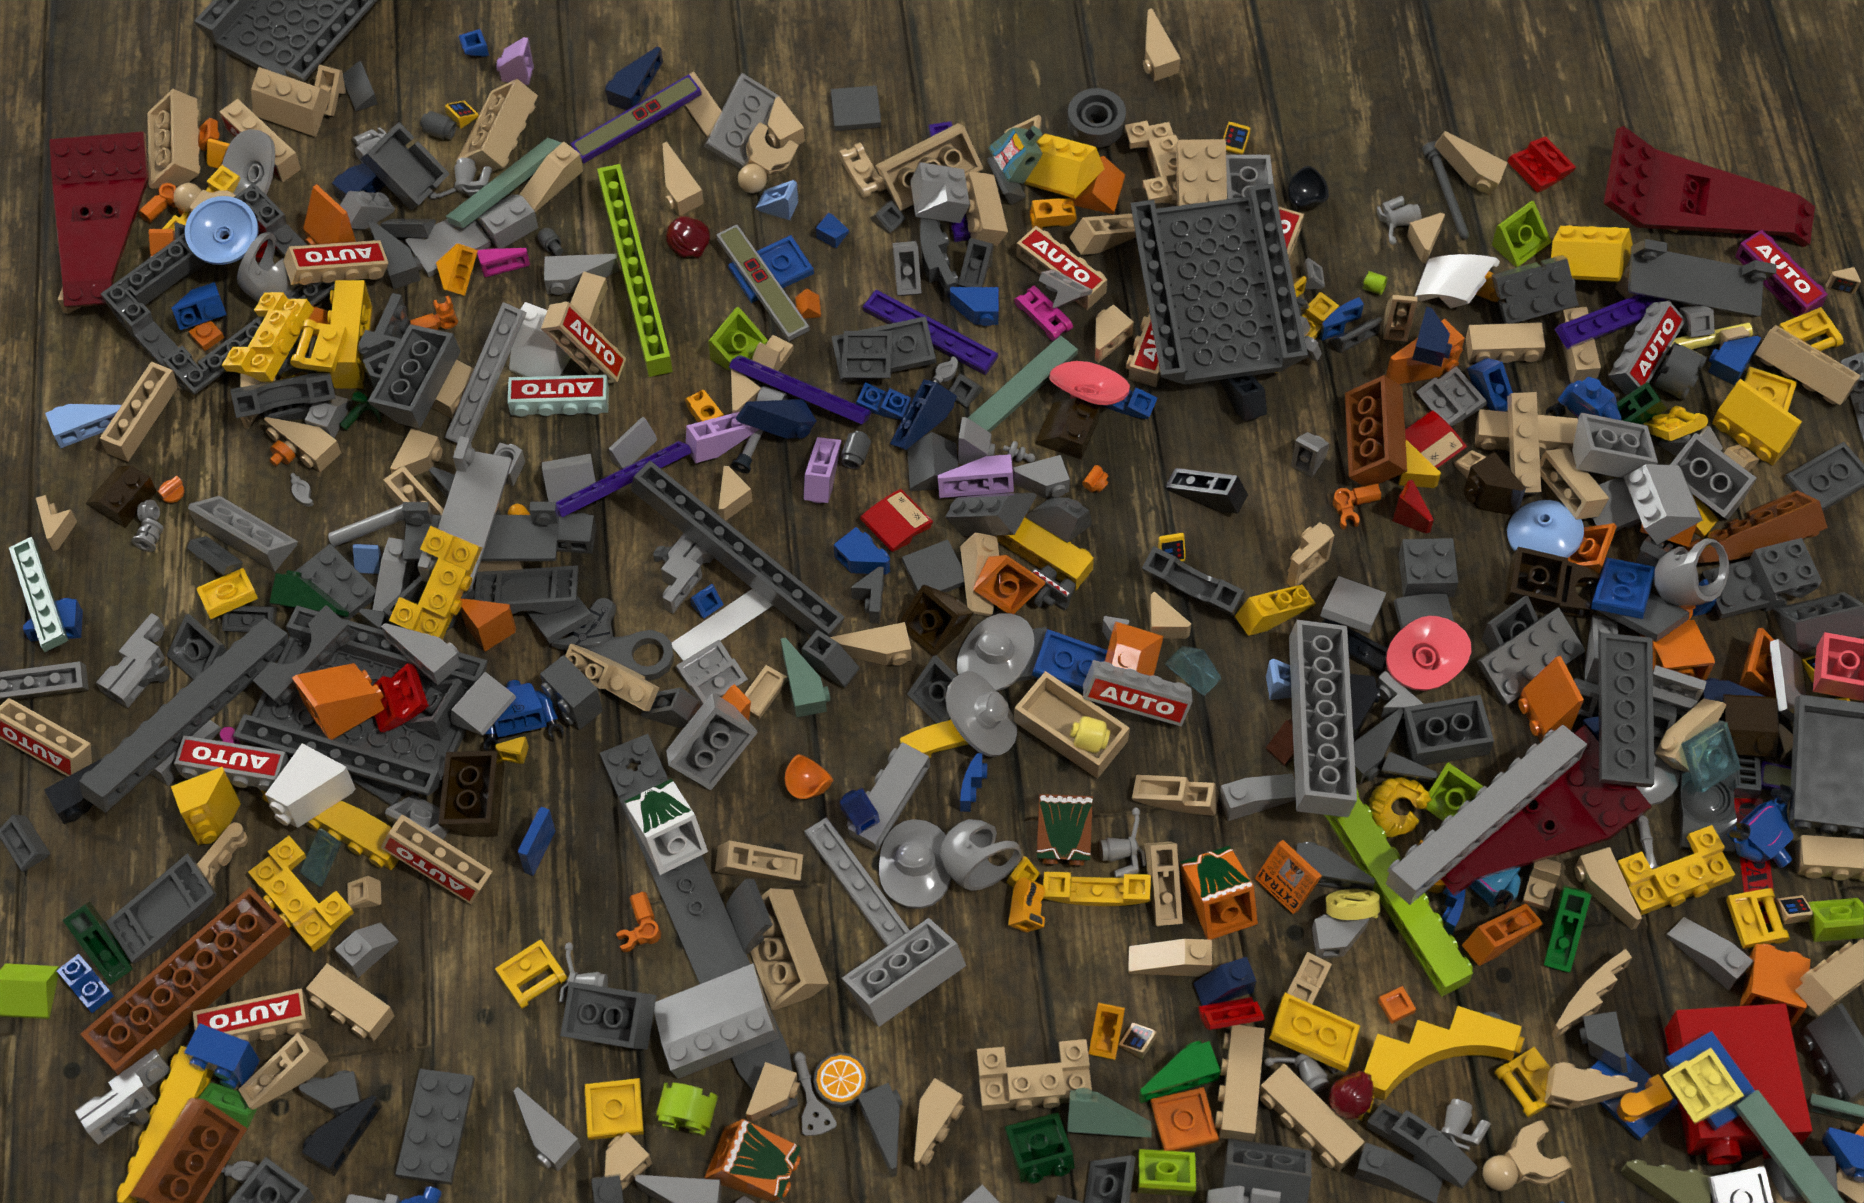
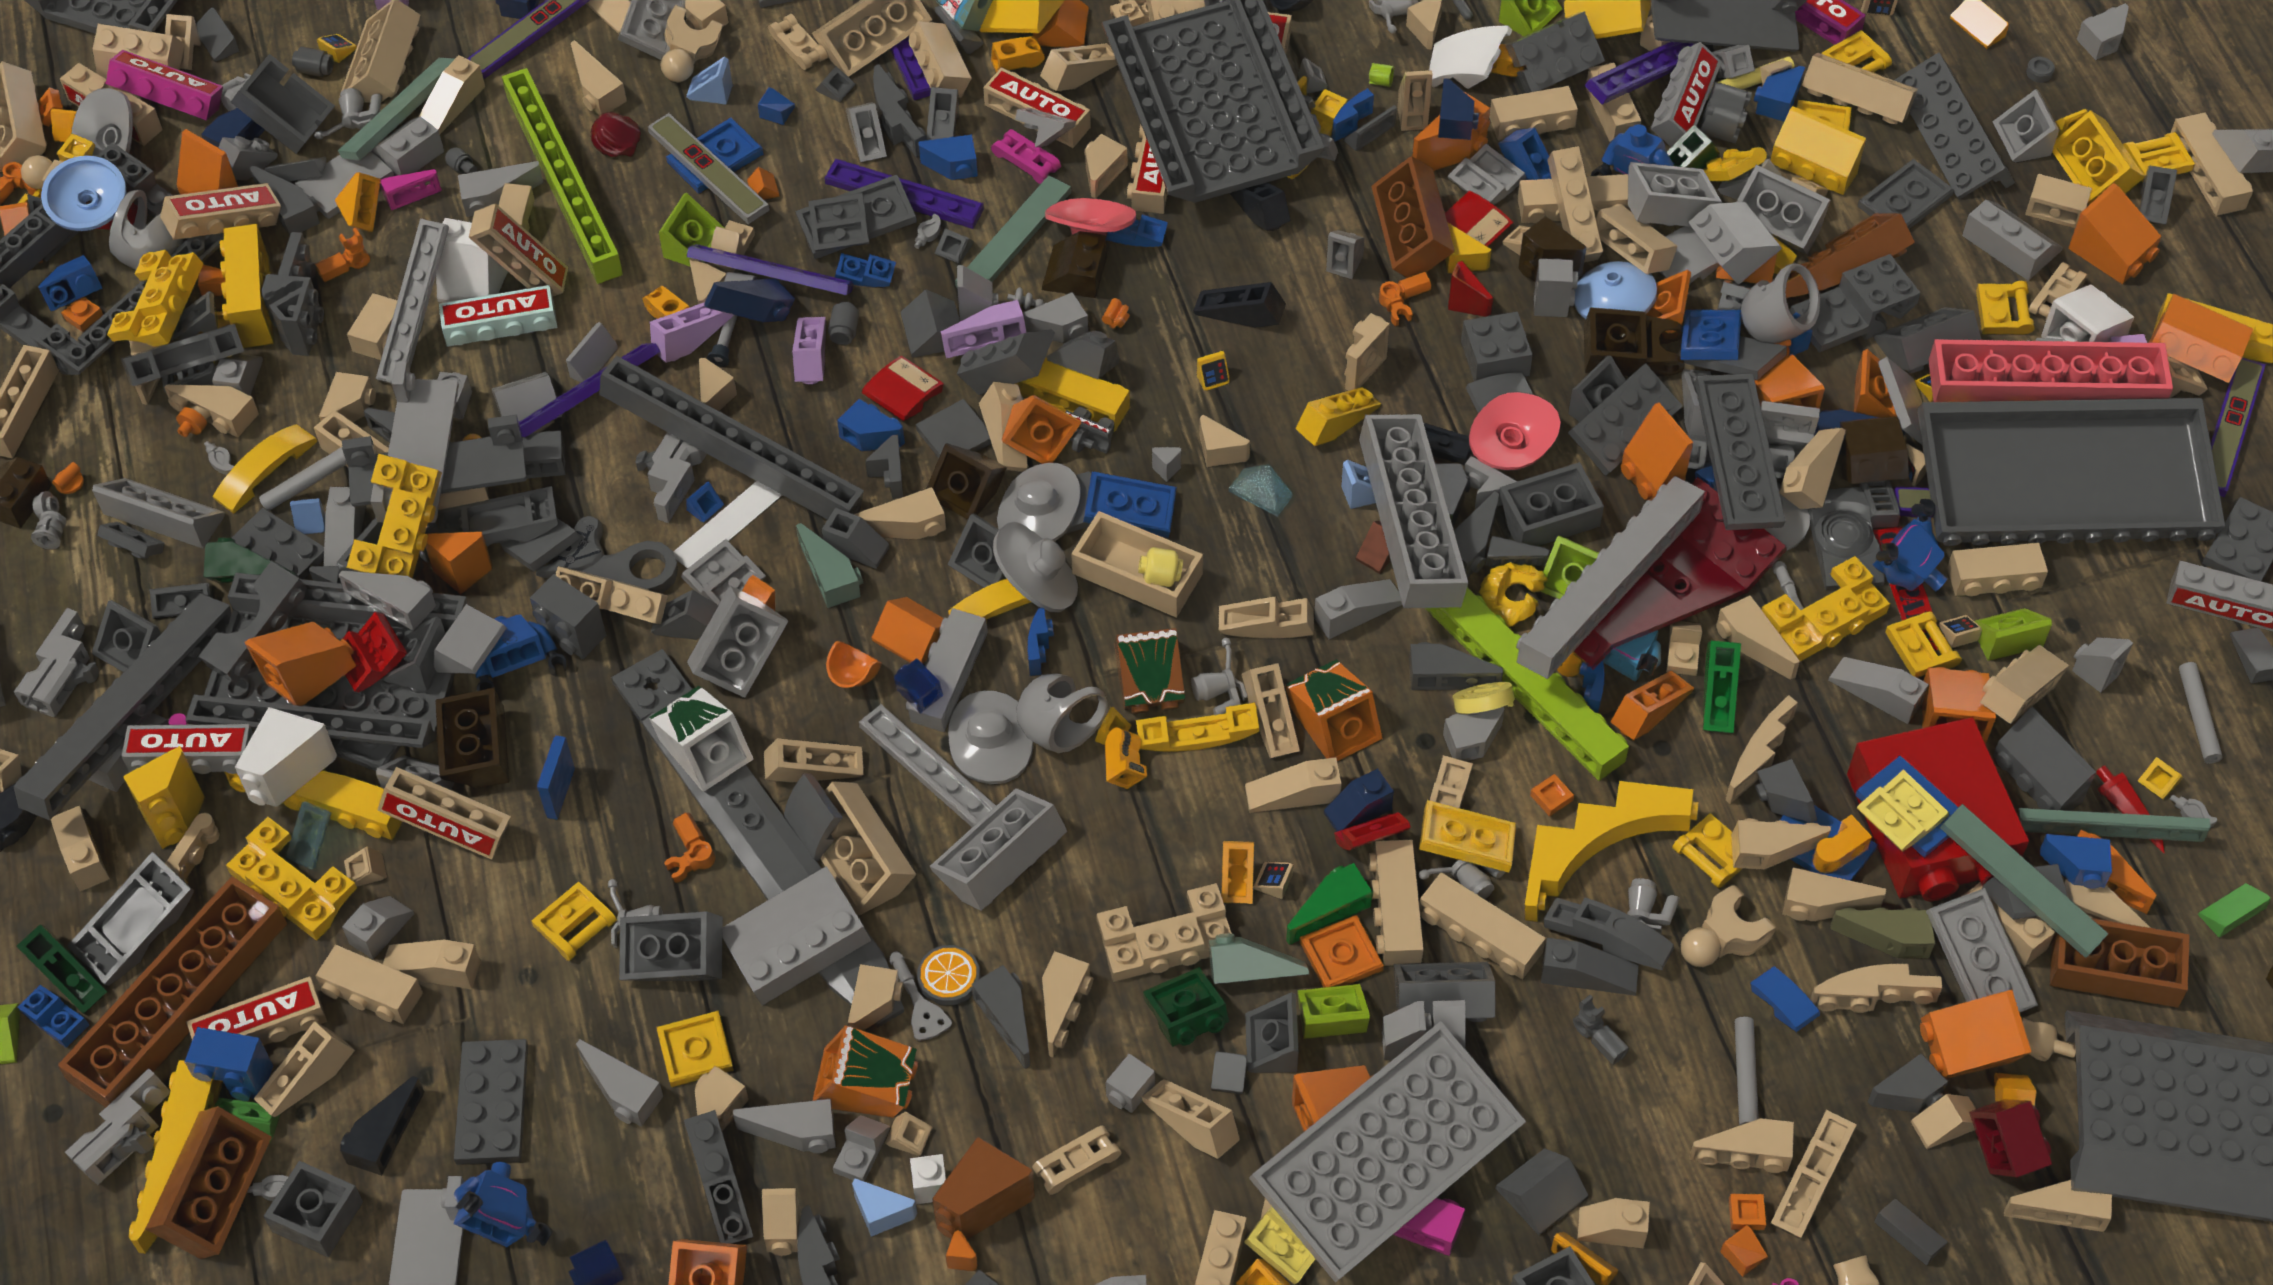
camera: 10 degrees left, 5 degrees down
(129, 834) = (79, 849): none -> tan slope
(227, 593) = (151, 576): yellow tile -> none
(307, 131) = (164, 84): none -> dark pink brick
(326, 349) = (225, 299): yellow plate -> none
(333, 1093) = (365, 1083): dark grey slope -> none
(335, 501) = (259, 463): none -> yellow slope
(359, 409) = (276, 356): dark green plant -> none
(407, 991) = (436, 962): none -> tan slope
(415, 375) = (332, 313): dark grey slope -> none
(513, 750) = (512, 688): yellow slope -> none
(687, 1108) = (778, 1030): lime brick -> none
(765, 690) = (788, 583): tan tile -> none
(862, 751) = (907, 629): none -> orange slope
(925, 412) = (916, 269): dark blue slope -> none
(939, 192) = (889, 47): light grey slope -> none
(1134, 649) = (1191, 482): orange slope -> none
(1137, 692) = (1204, 518): brick -> none
(1193, 583) = (1220, 394): dark grey arch -> none
(1288, 877) = (1407, 681): orange tile -> none
(1352, 1095) = (1522, 891): dark red hair -> none
(1353, 604) = (1423, 395): light grey tile -> none
(1491, 519) = (1554, 287): none -> light grey brick
(1618, 1144) = (1817, 896): none -> tan slope
(1711, 756) = (1840, 484): clear light blue plate -> none

